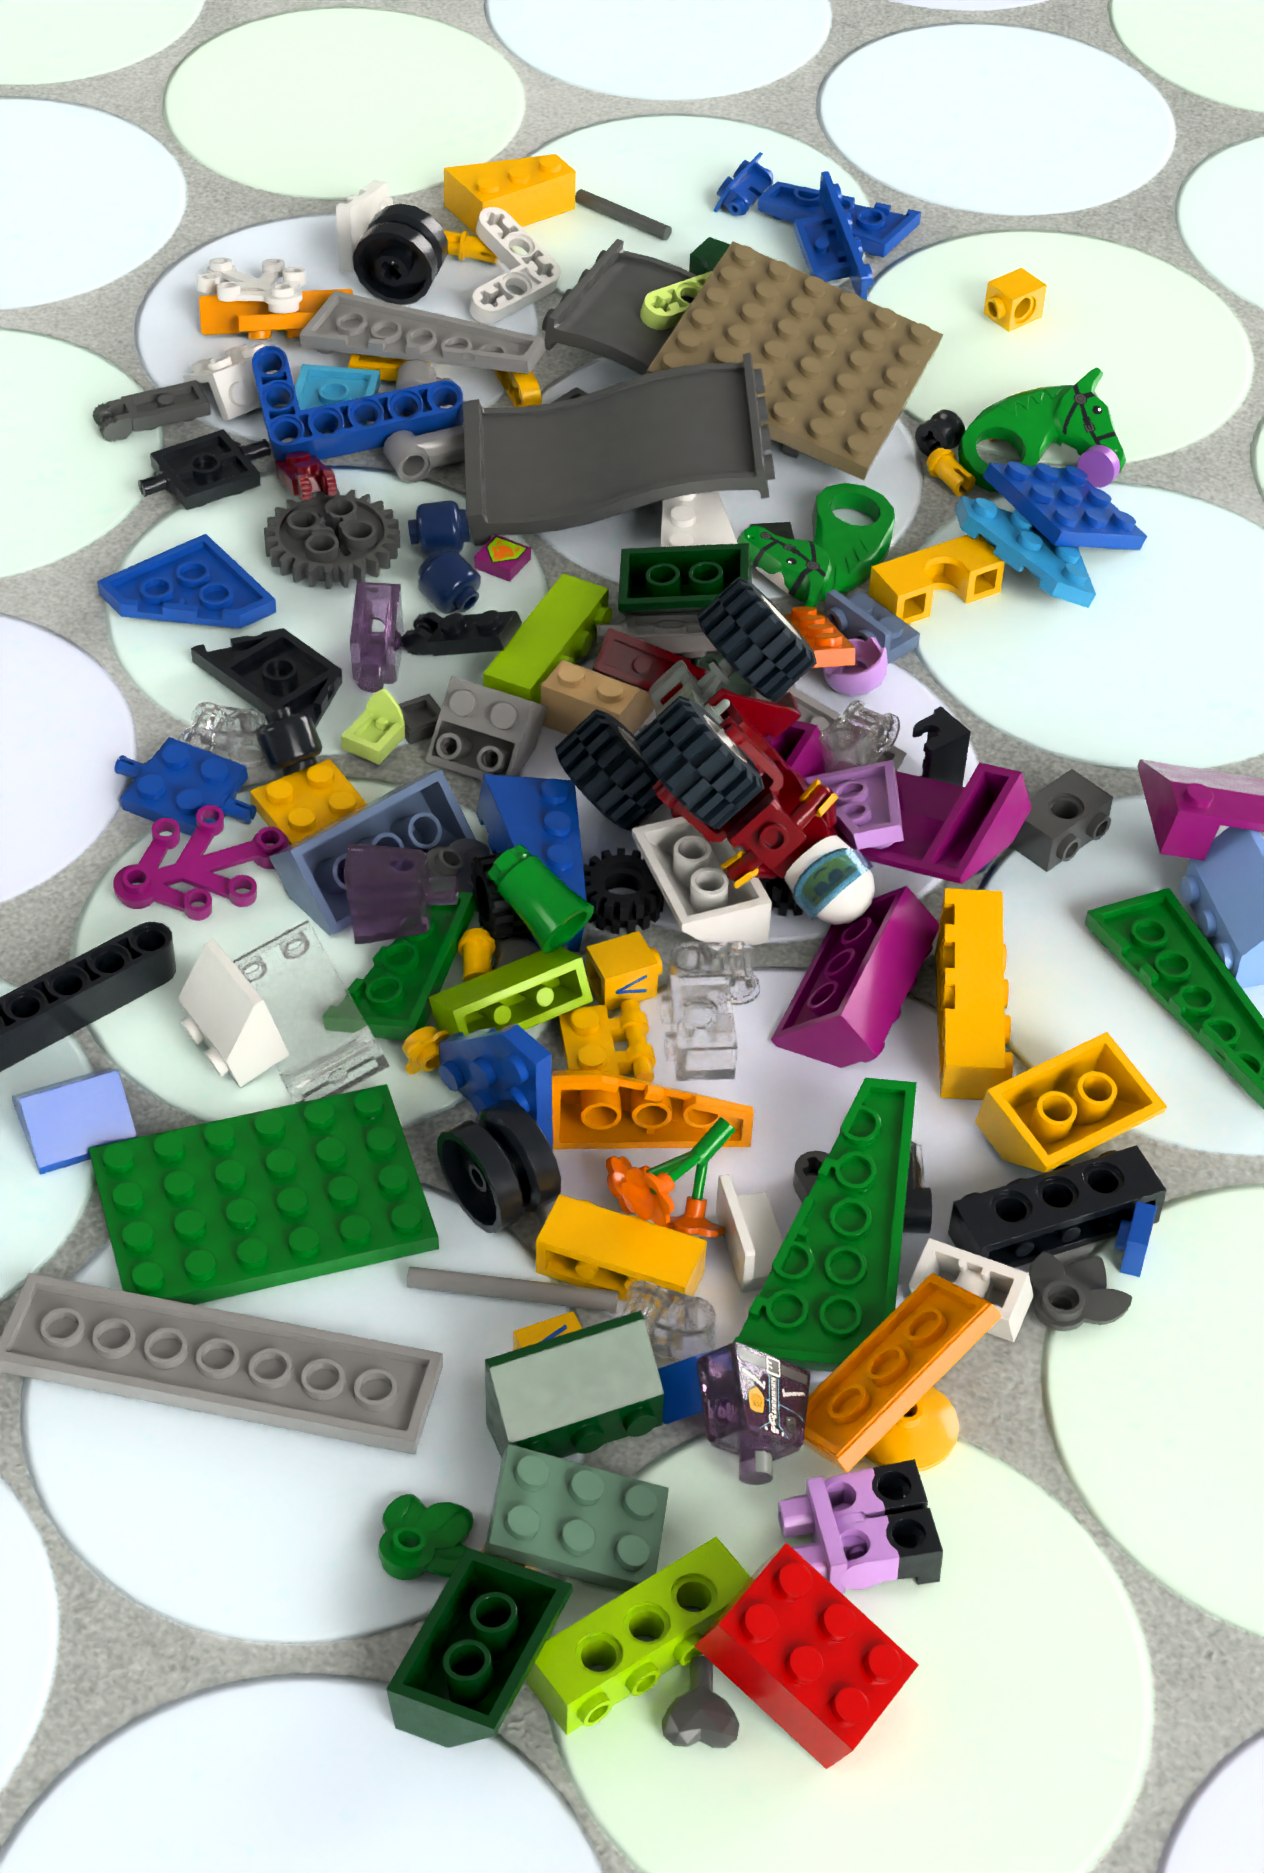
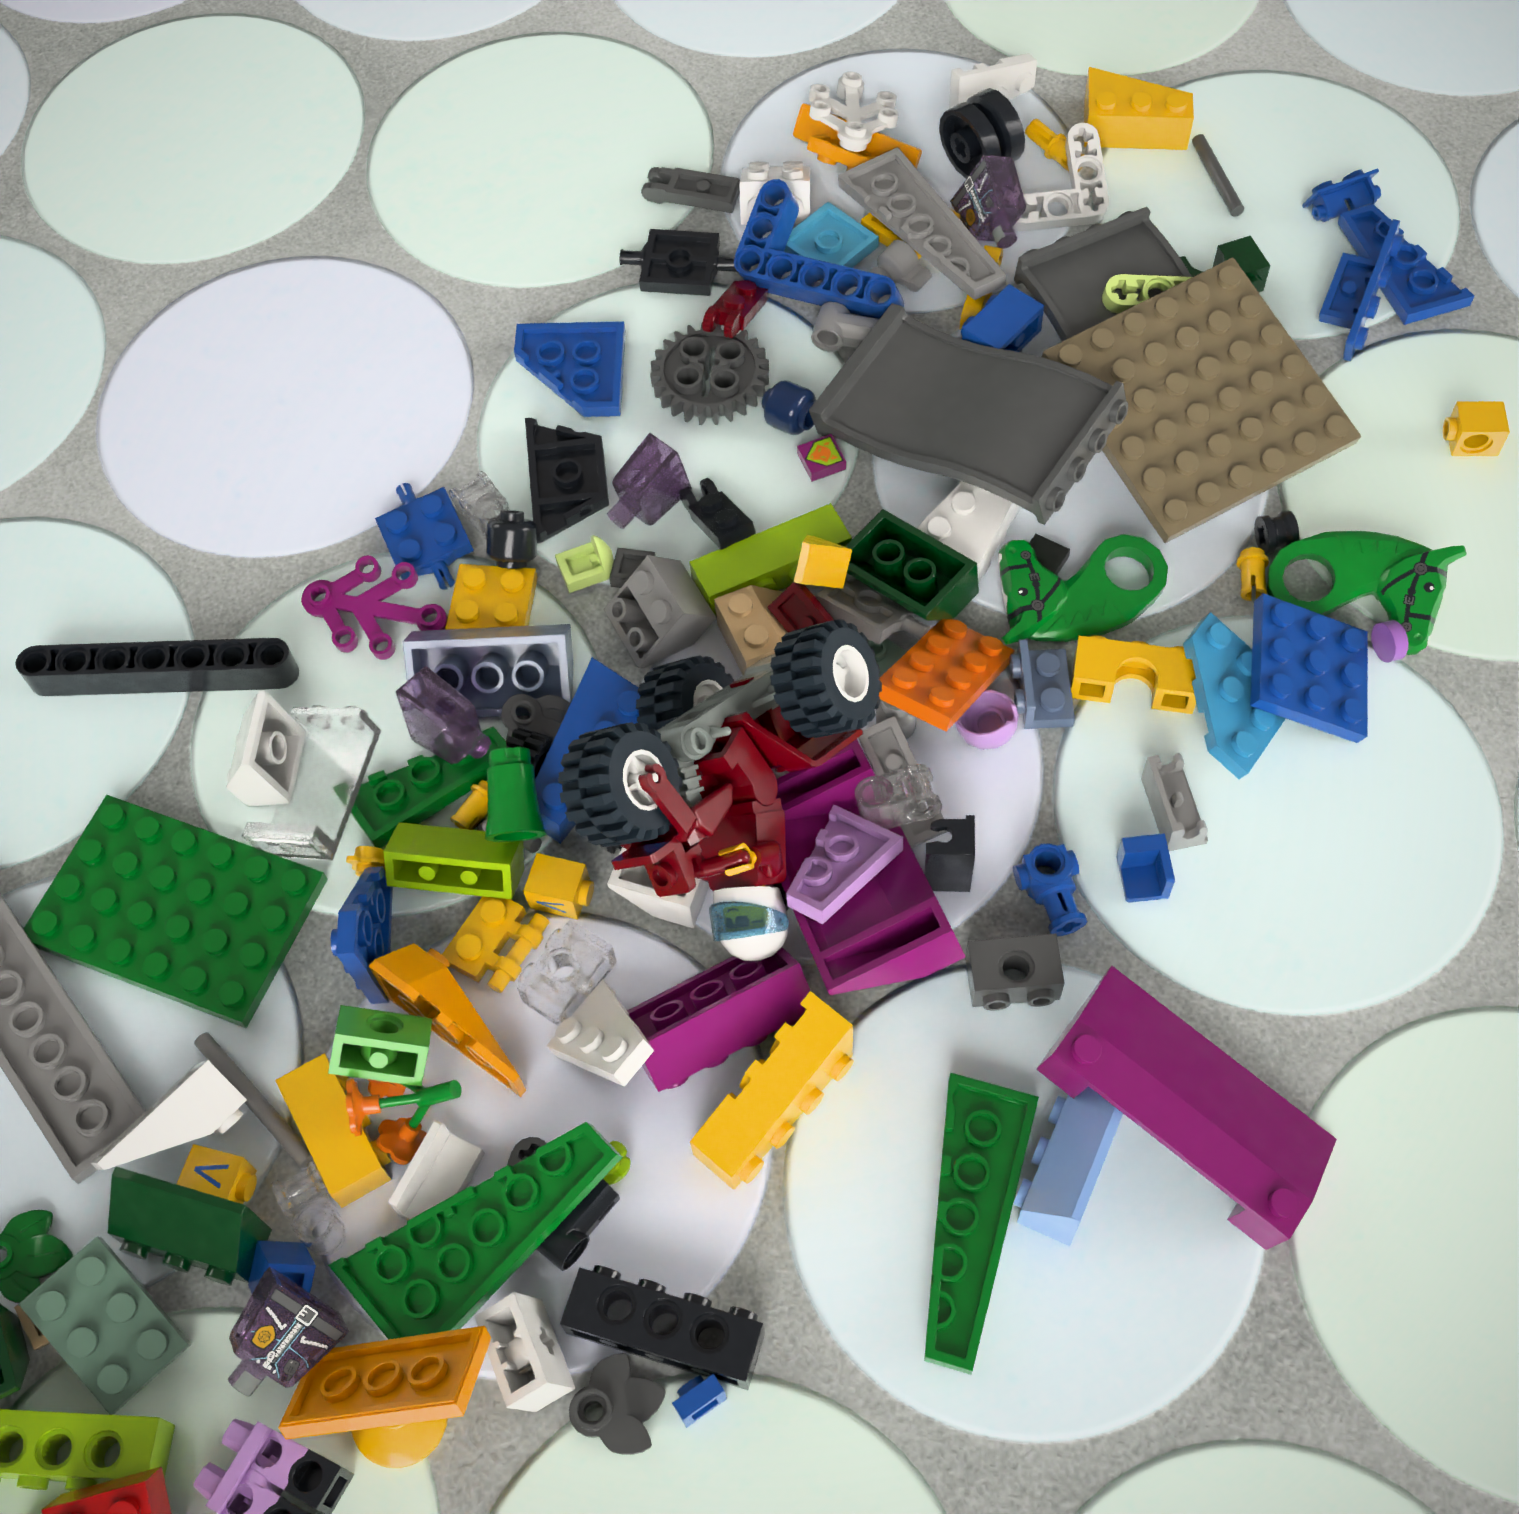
camera: 45 degrees right, 15 degrees up
(73, 1116) = (123, 761): slope -> none
(449, 582) = (754, 460): dark blue head -> none
(463, 292) = (991, 201): none -> clear purple torso
(479, 1305) = (191, 1109): none -> white slope
(499, 1166) = (302, 1000): black wheel -> none
(572, 372) = (1006, 321): none -> blue brick
(611, 604) = (822, 563): none -> yellow slope
(623, 1136) = (380, 1045): none -> bright green brick
(718, 958) = (628, 932): clear piece -> none
(794, 1038) = (602, 1038): none -> white wing
(1020, 746) = (1053, 889): none -> blue connector
(1053, 653) = (1173, 803): none -> light grey hinge
(1067, 1105) = (748, 1251): yellow slope -> none
(1082, 701) = (1145, 868): none -> blue panel

